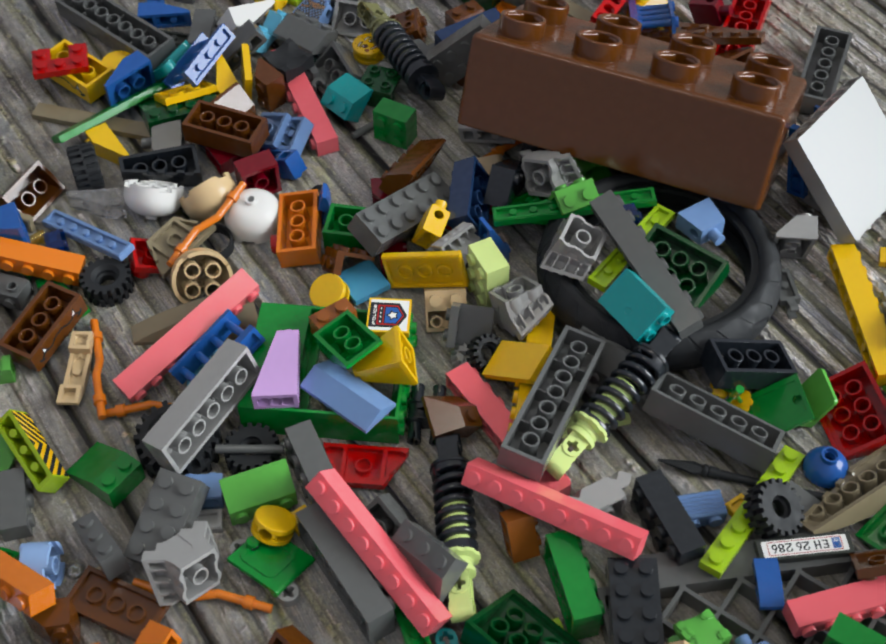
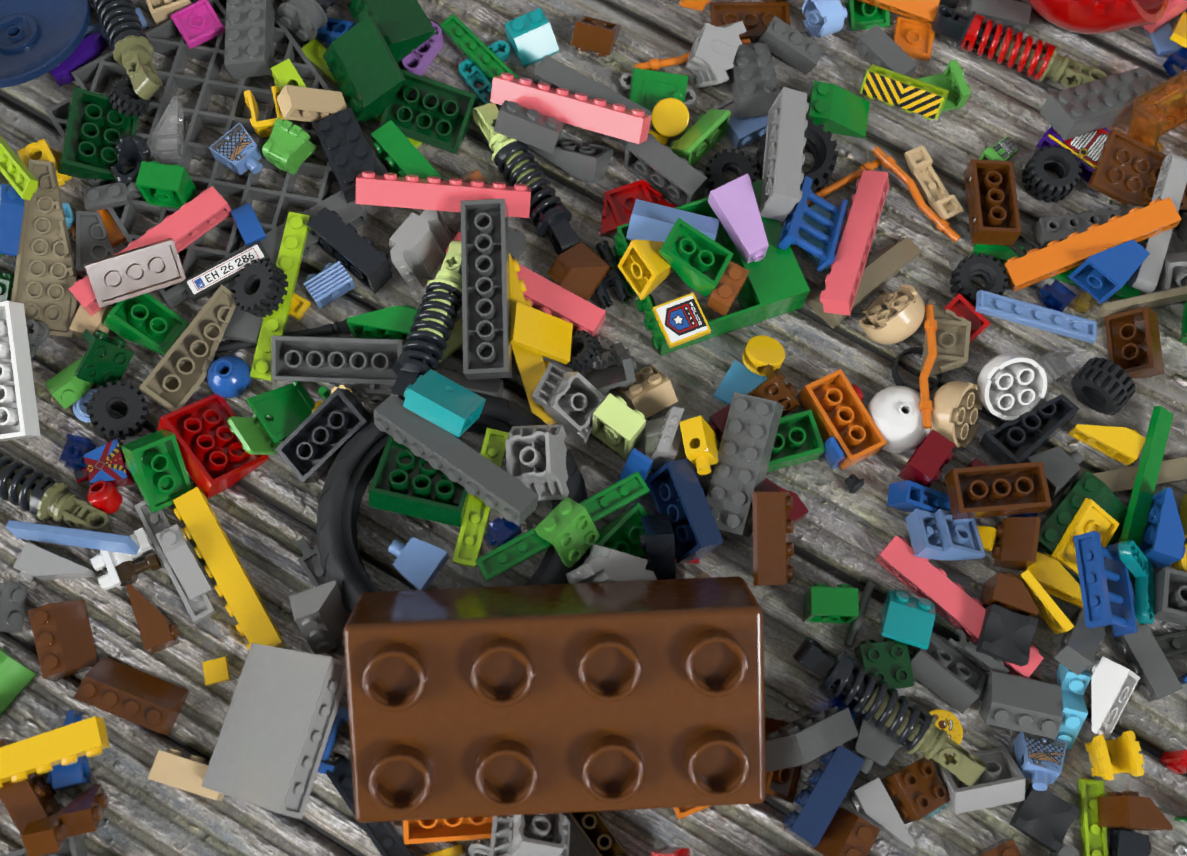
camera: 150 degrees right, 20 degrees up
(248, 449) = (731, 163): dark grey bar -> none
(425, 269) = (690, 405): yellow tile -> none
(435, 22) = (878, 808): none -> light grey slope
(655, 437) = (383, 323): none -> green slope

